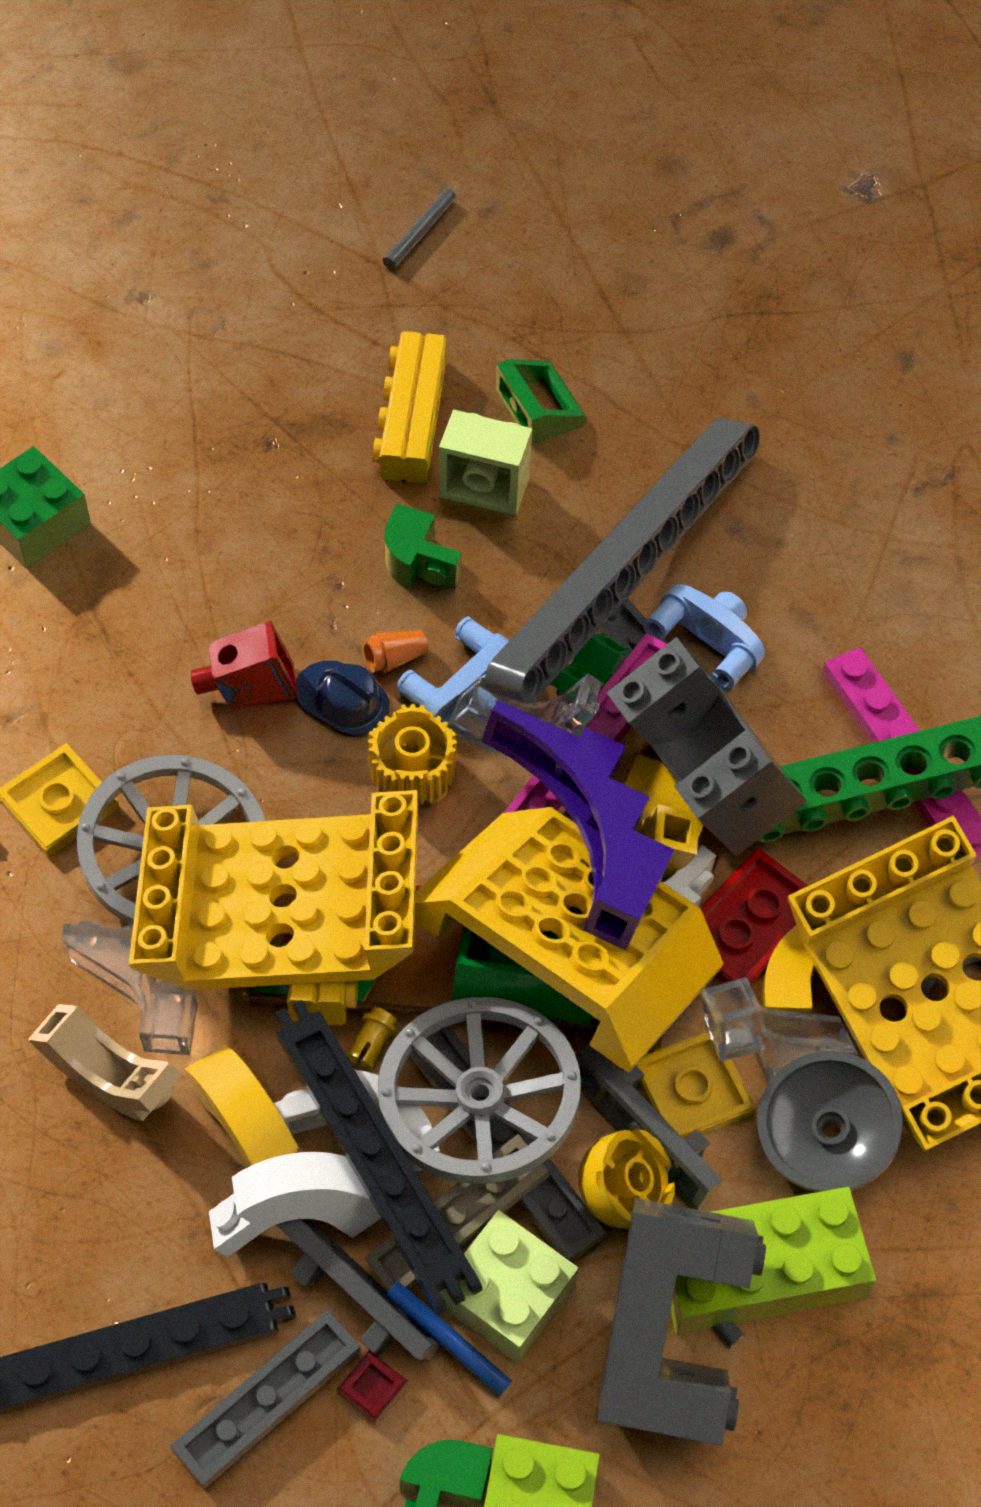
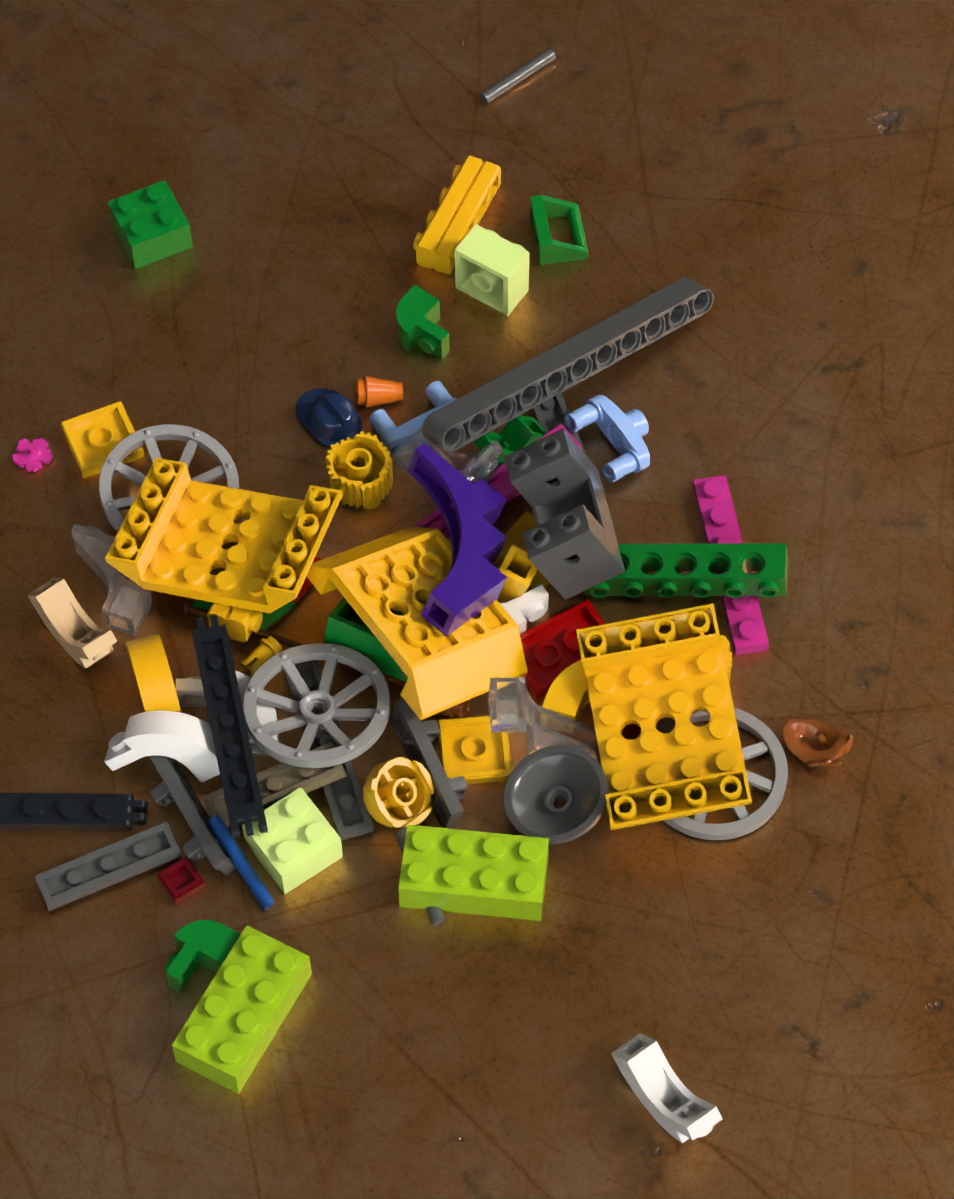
camera: 20 degrees right, 0 degrees up
(248, 668) = (265, 379): red torso -> none
(639, 1384) = (366, 876): dark grey piece -> none

